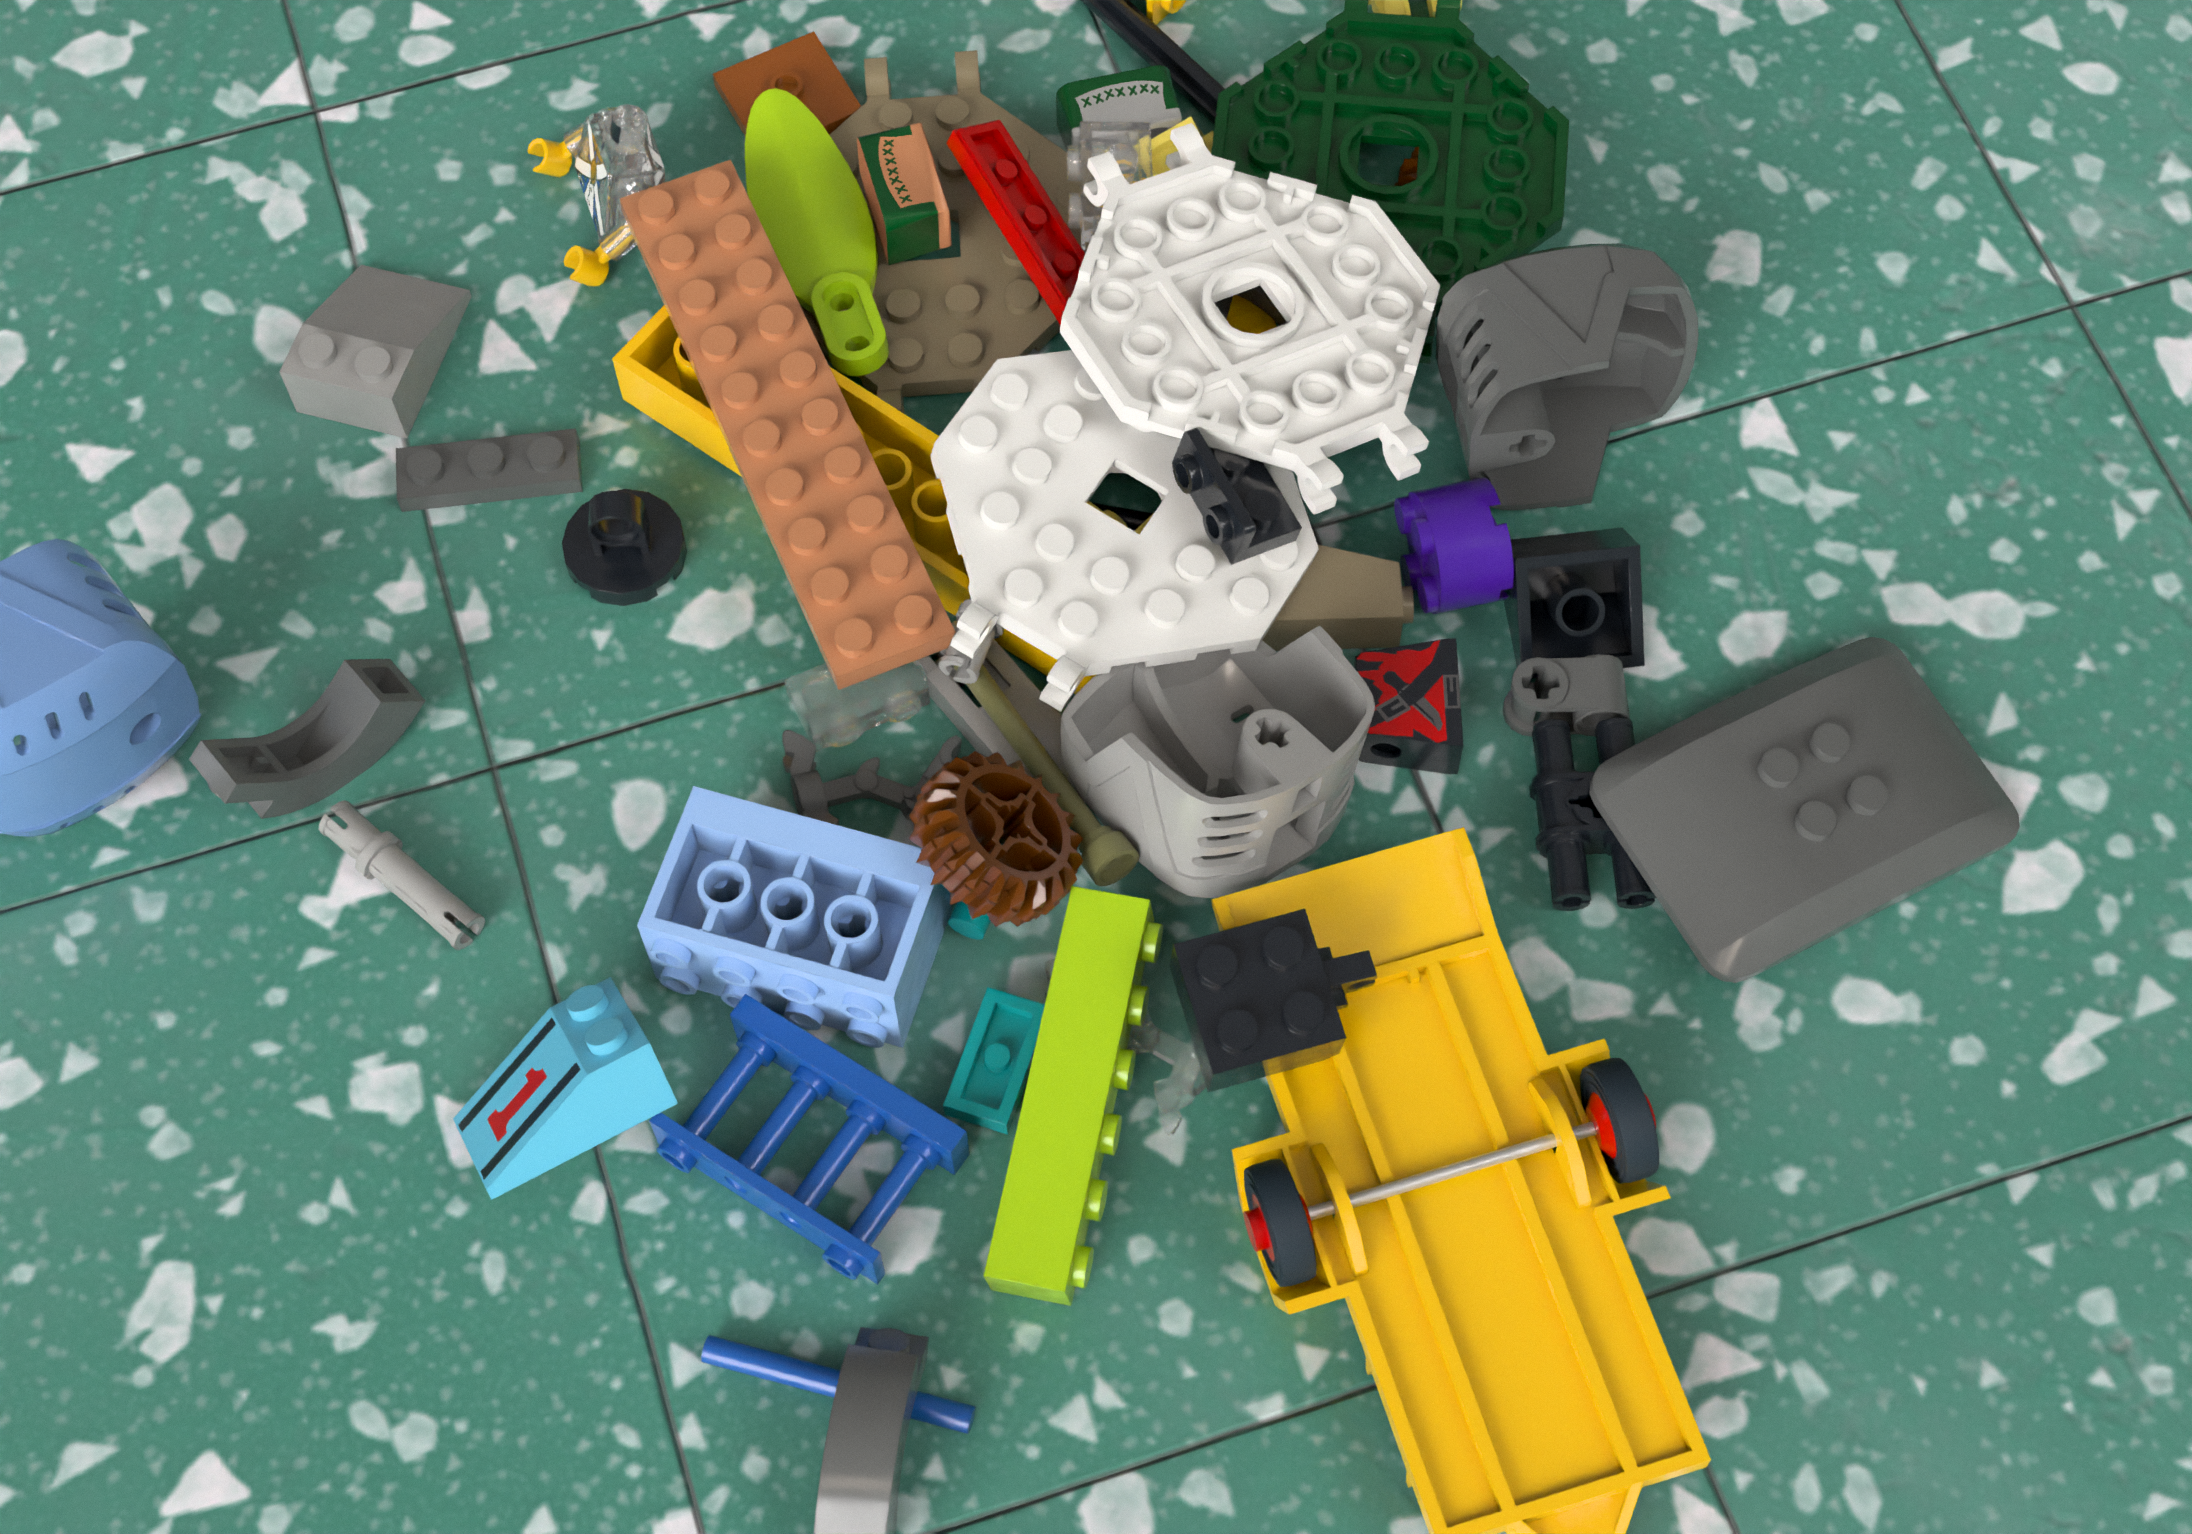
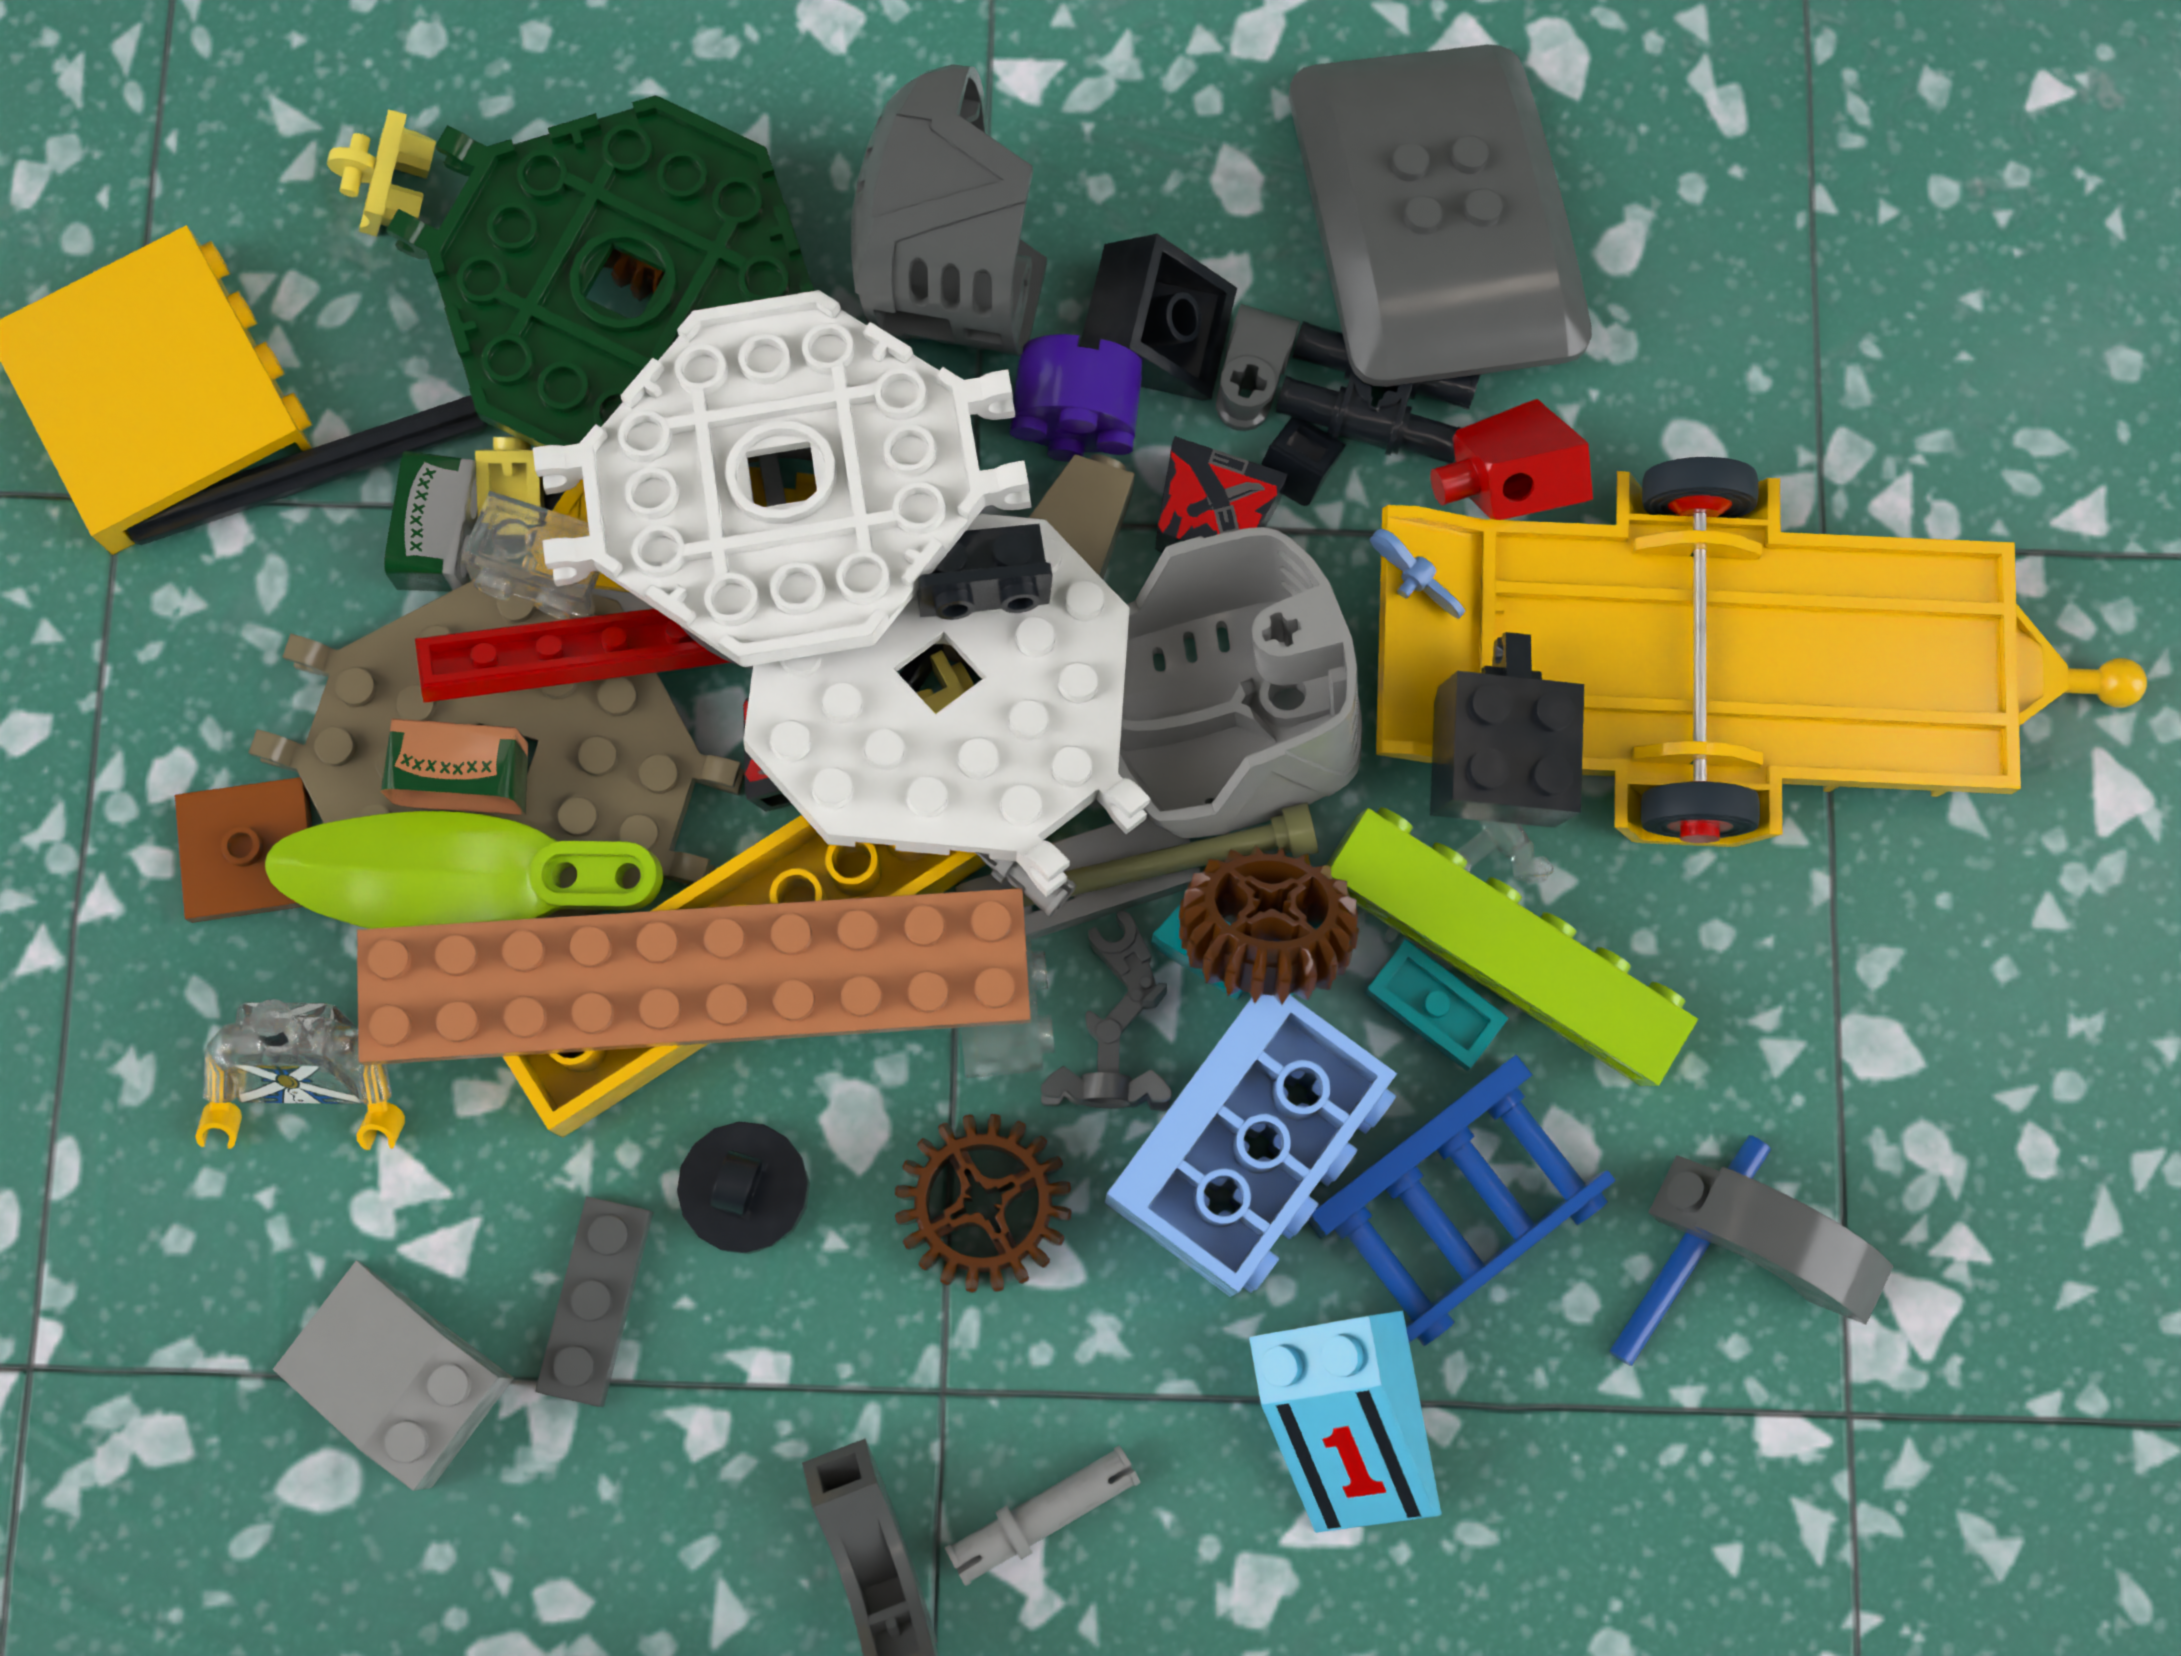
camera: 75 degrees left, 15 degrees up
(669, 697) = (957, 1153): none -> reddish brown gear
(1403, 873) = (1417, 572): none -> medium blue piece
(1496, 773) = (1305, 457): none -> black slope
(1566, 940) = (1516, 464): none -> red torso

